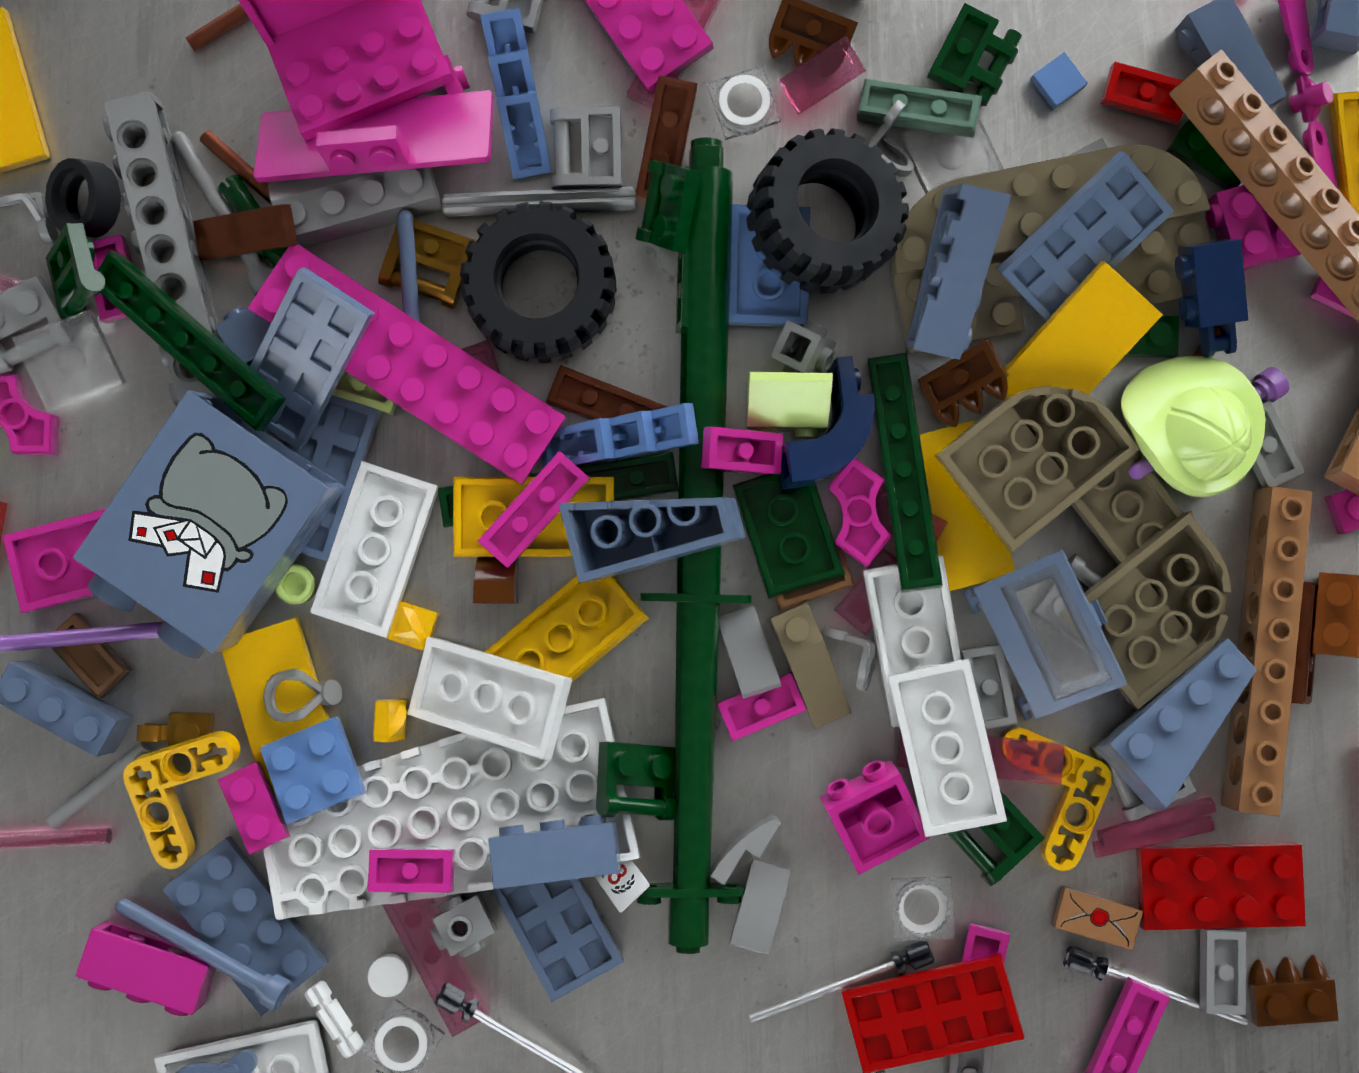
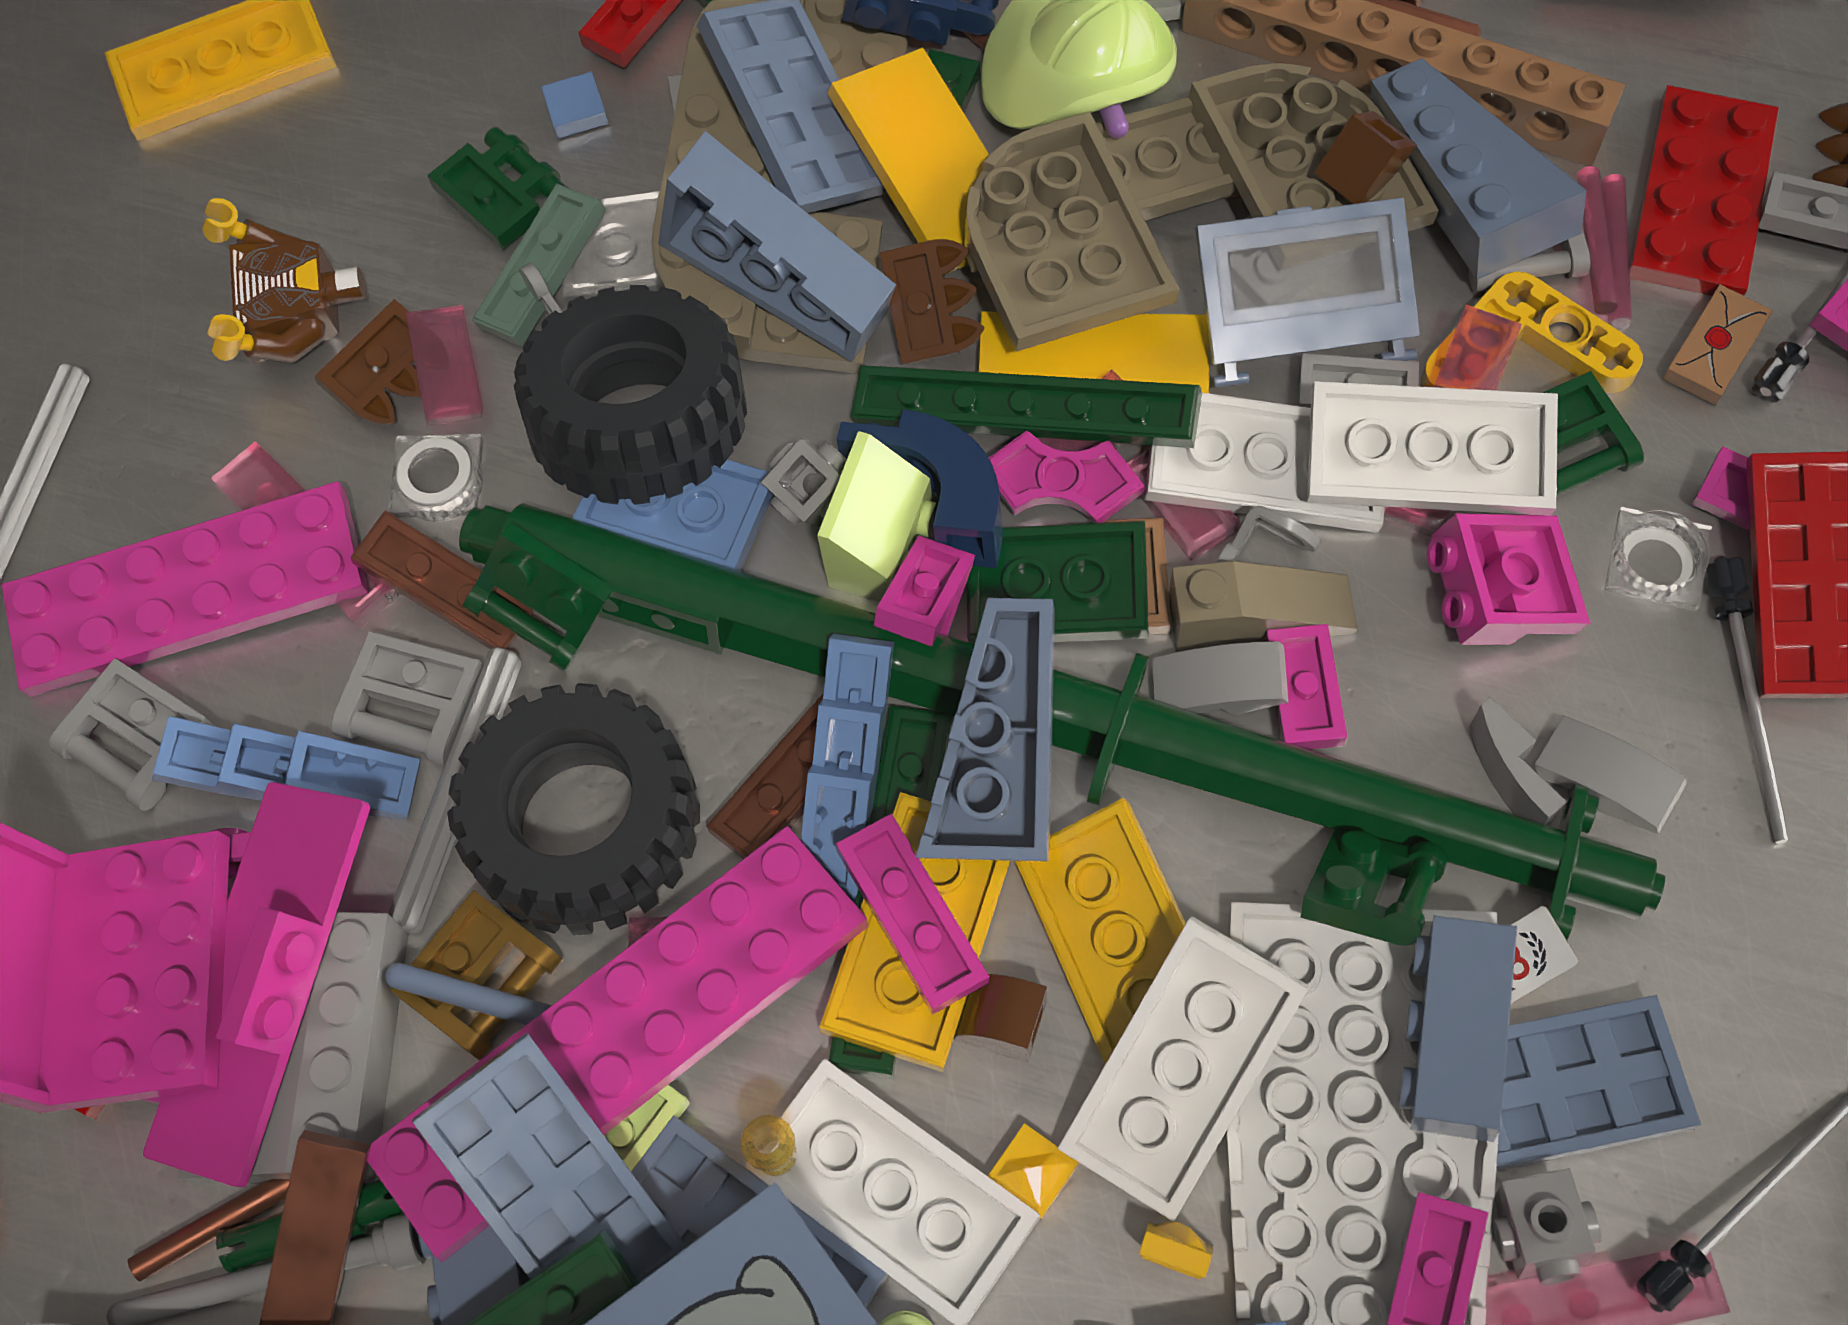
camera: 65 degrees left, 20 degrees down
(359, 470) = (759, 1134): none -> clear yellow pin
(1158, 650) = (1364, 157): none -> reddish brown brick

